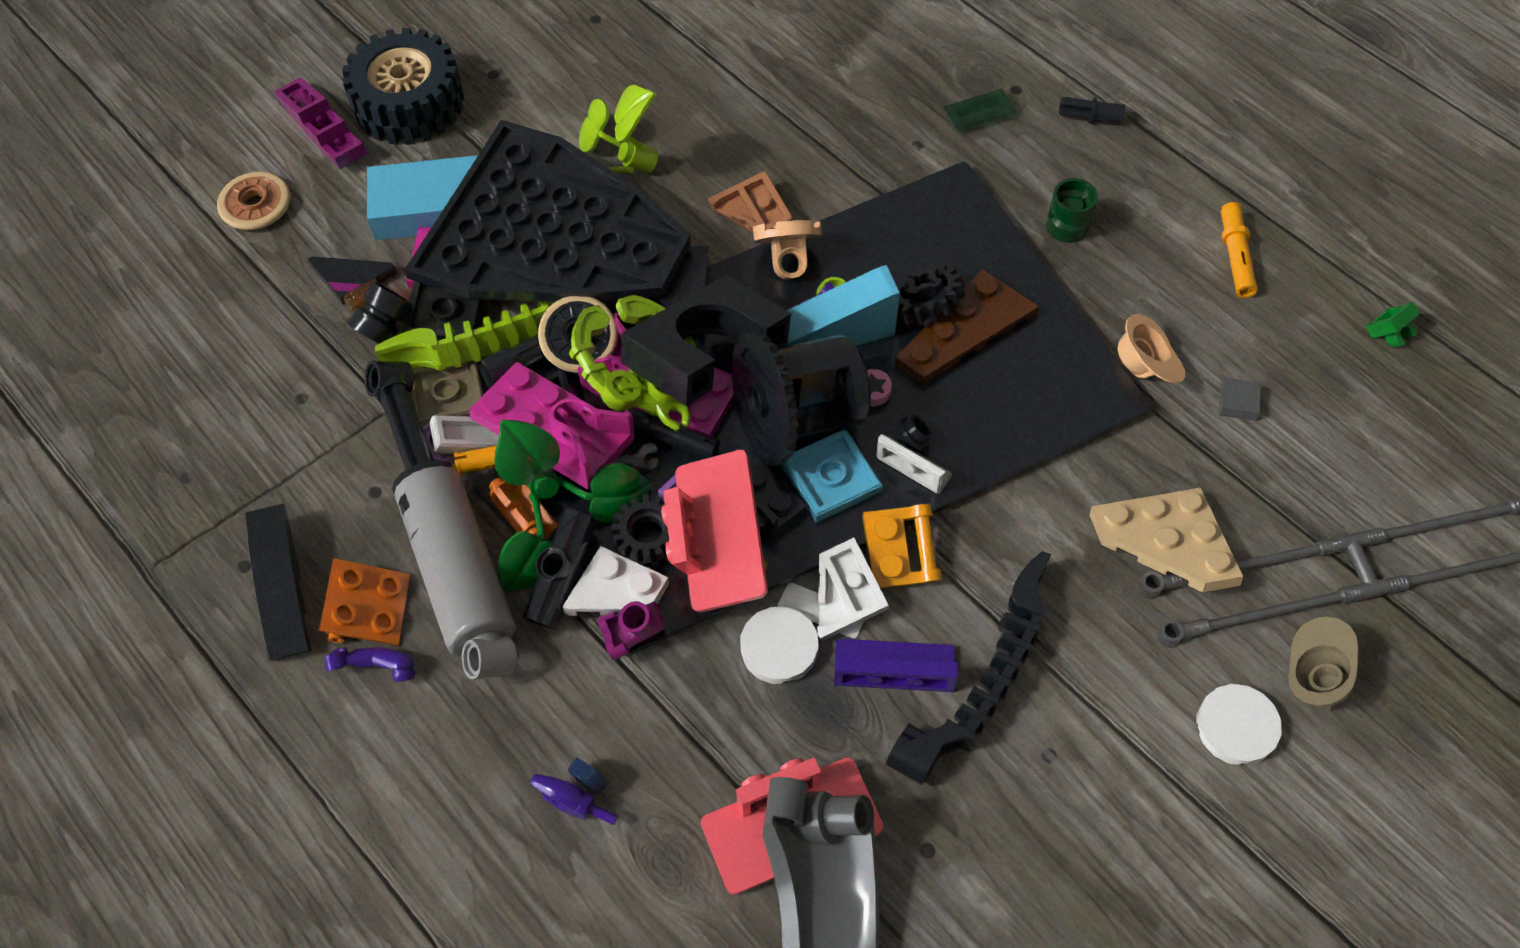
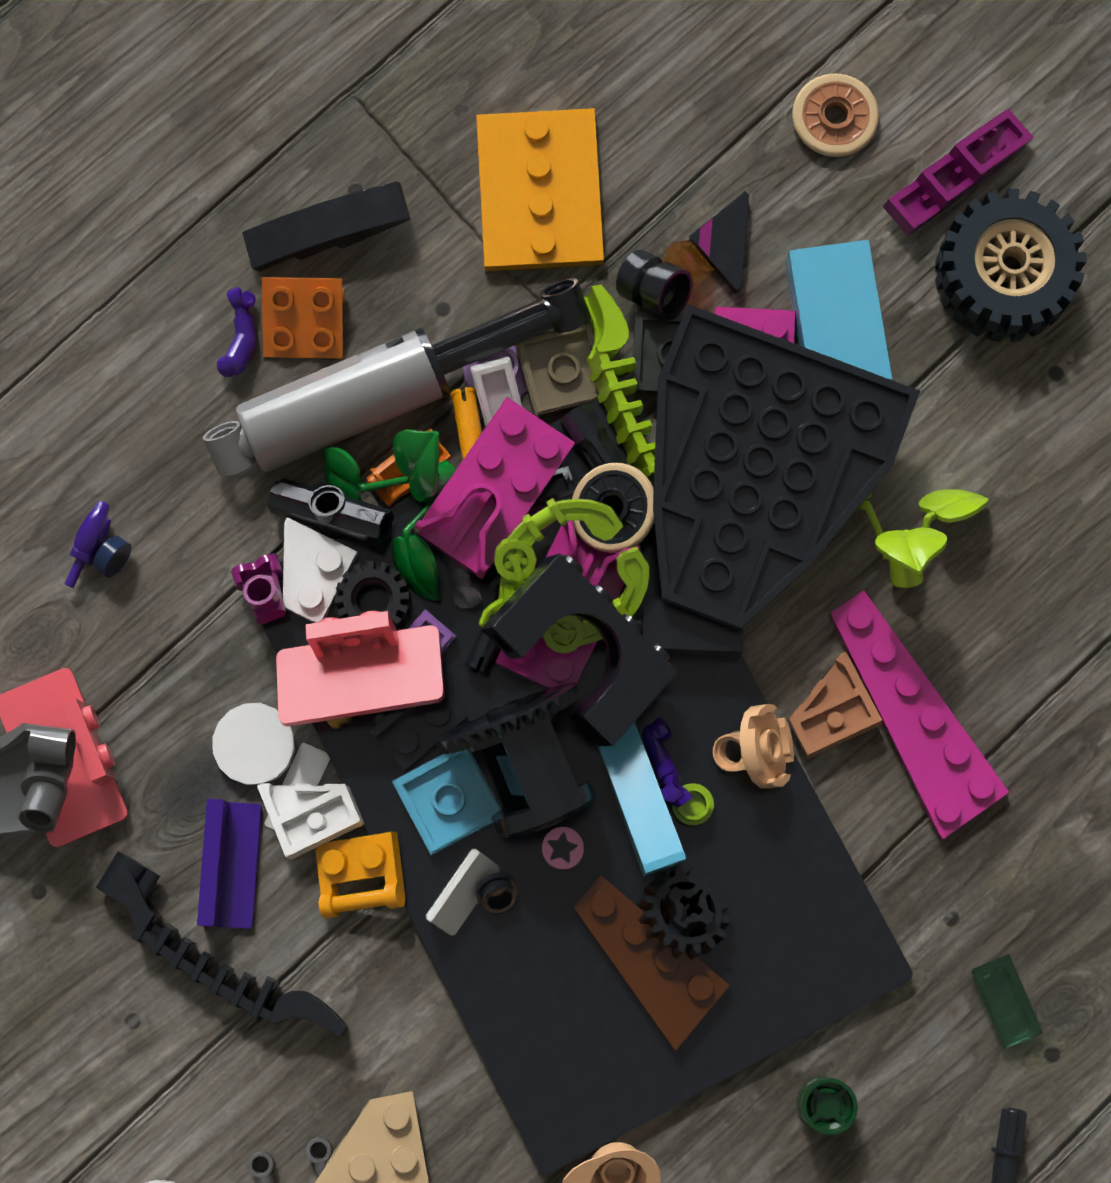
camera: 90 degrees right, 20 degrees up
(275, 412) = (539, 190): none -> light orange plate
(781, 149) = (930, 741): none -> dark pink wing

